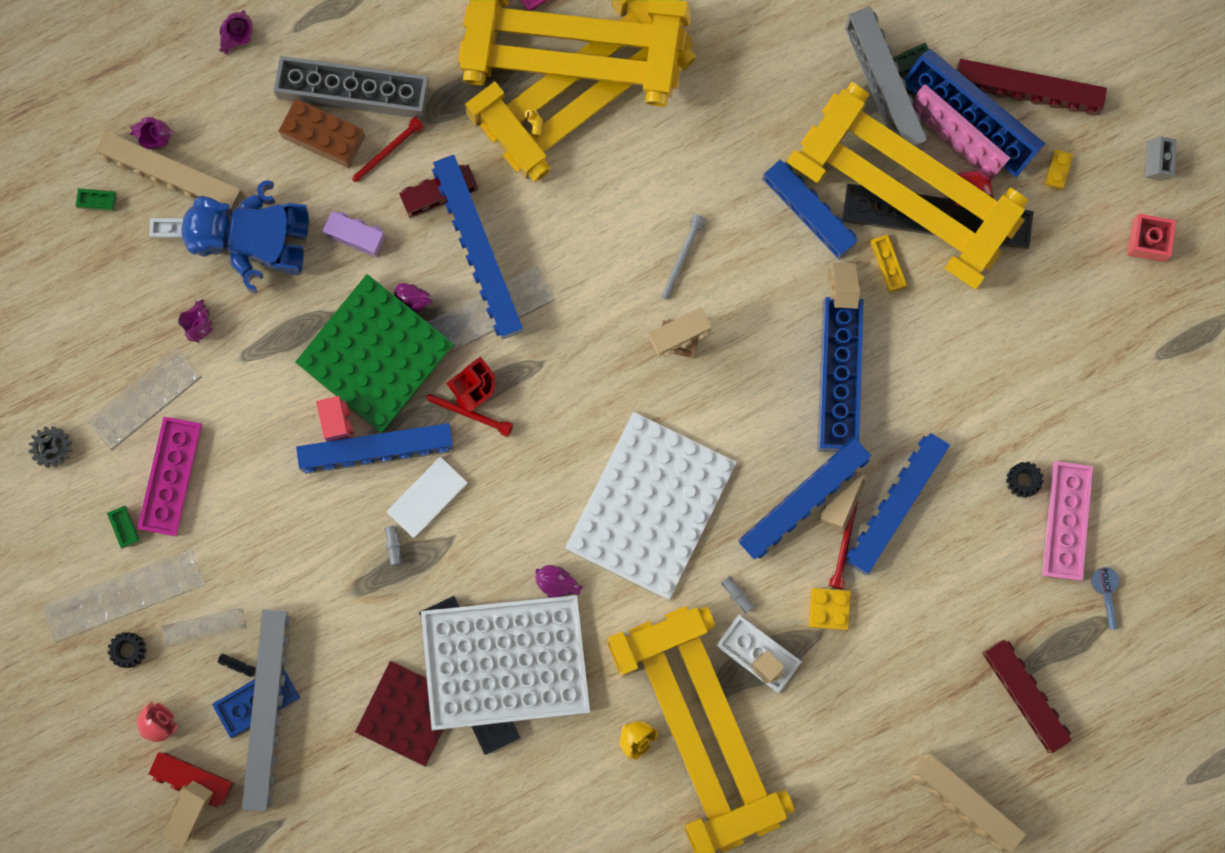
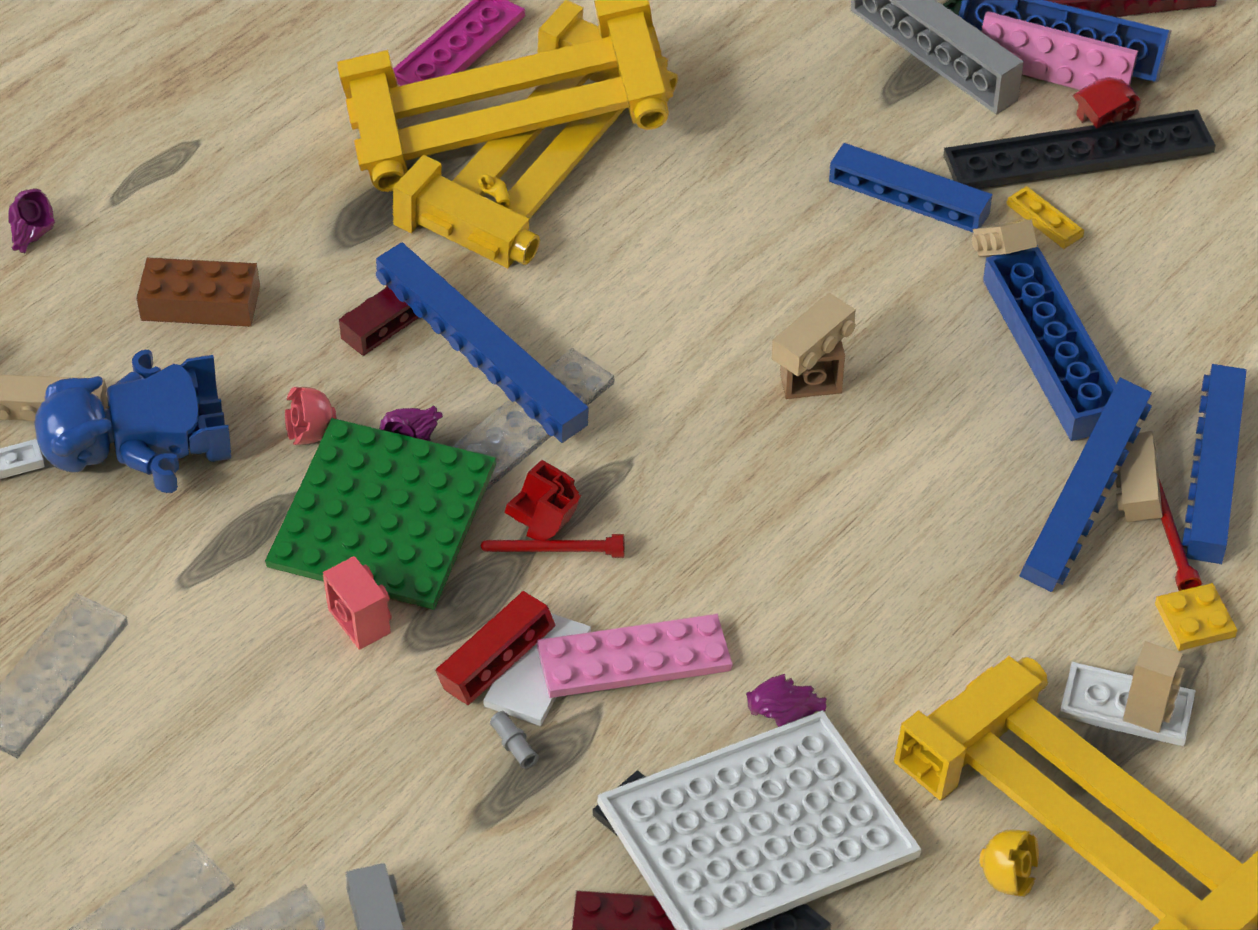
camera: 20 degrees left, 30 degrees down
(123, 527) = (72, 850): green plate -> none
(170, 476) = (124, 761): dark pink plate -> none
(196, 322) = (94, 555): magenta hair -> none
(352, 87) = (224, 228): light grey brick -> none
(354, 233) = (270, 385): lavender brick -> none
(356, 262) = (308, 415): none -> coral cylinder
(375, 447) = (425, 626): blue brick -> none
(403, 481) = (495, 647): none -> red brick
(414, 127) = (327, 251): red piece -> none
(484, 513) = (633, 655): none -> bright pink plate
(650, 505) = (873, 577): white plate -> none
(697, 223) = (768, 245): light grey piece -> none
(737, 595) = (1056, 638): light grey pin -> none
(824, 145) = (1150, 158): yellow fence -> none
(1058, 169) = (1201, 67): yellow plate -> none

